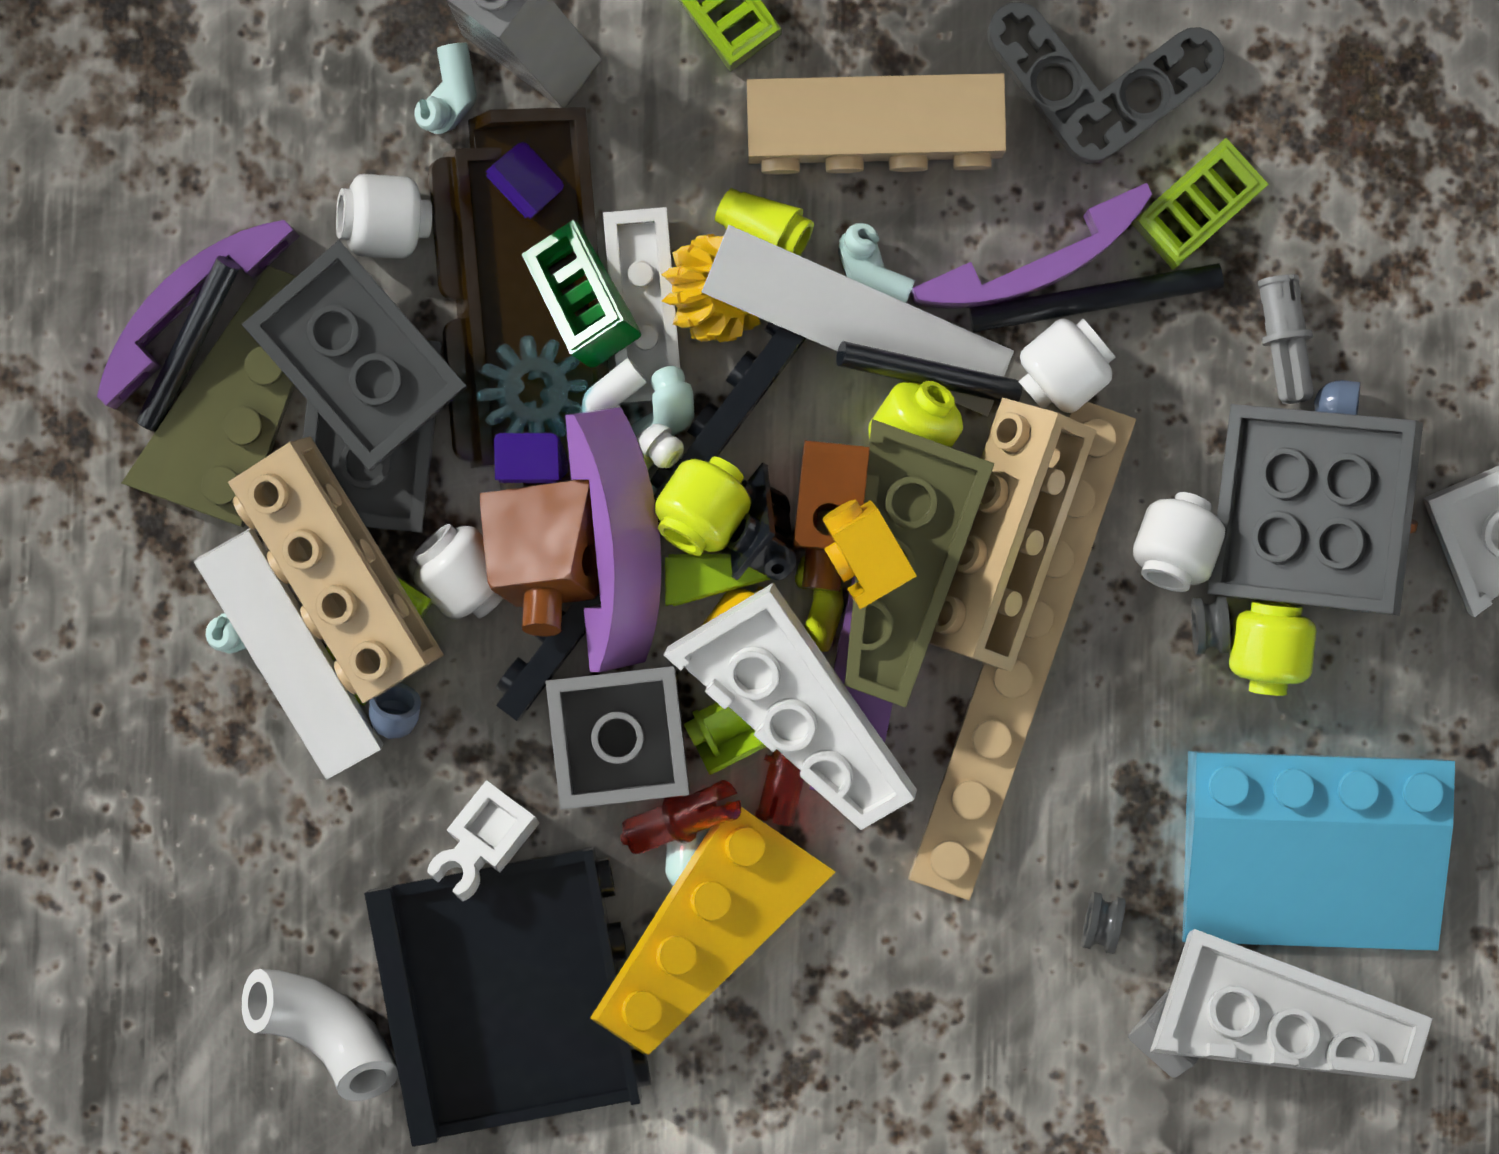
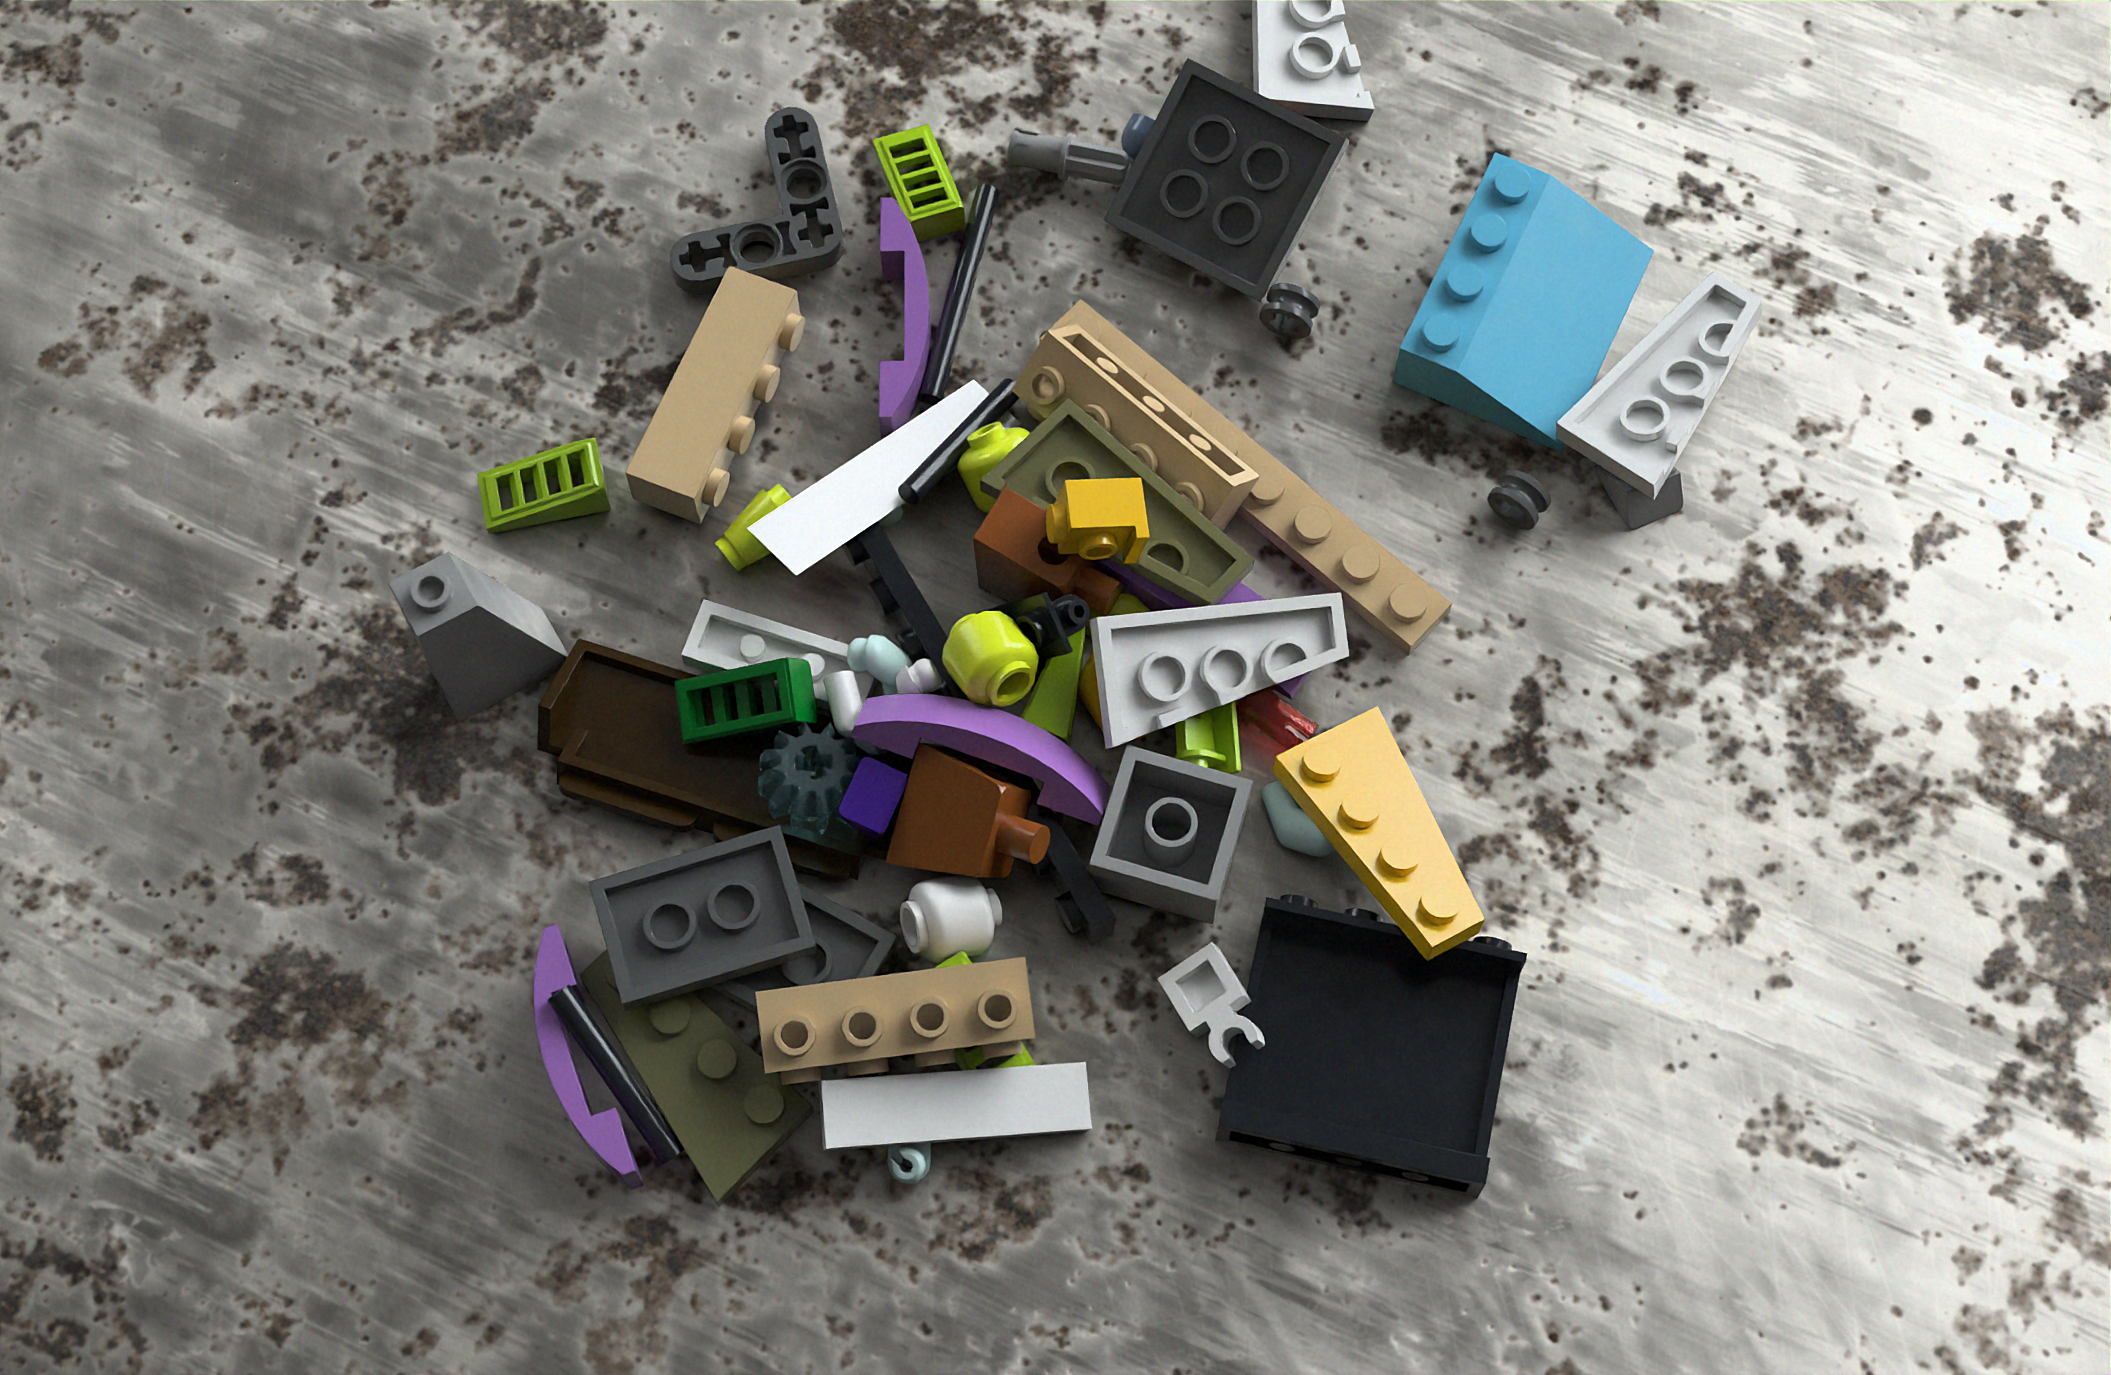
camera: 65 degrees left, 20 degrees down
(324, 1023) = (1332, 1228): white cylinder -> none
(382, 216) = (583, 846): white head -> none
(395, 711) = (1056, 1036): sand blue hinge -> none
(453, 96) = (508, 745): light aqua arm -> none
(525, 180) = (619, 713): dark purple slope -> none
(680, 818) = (1270, 814): clear red axle -> none
(705, 315) = (801, 600): yellow gear -> none
(864, 262) = (821, 459): light aqua arm -> none
(1066, 365) = (1005, 328): white head -> none
(1179, 542) = (1205, 304): white head -> none
(1272, 646) = (1332, 265): neon yellow head -> none

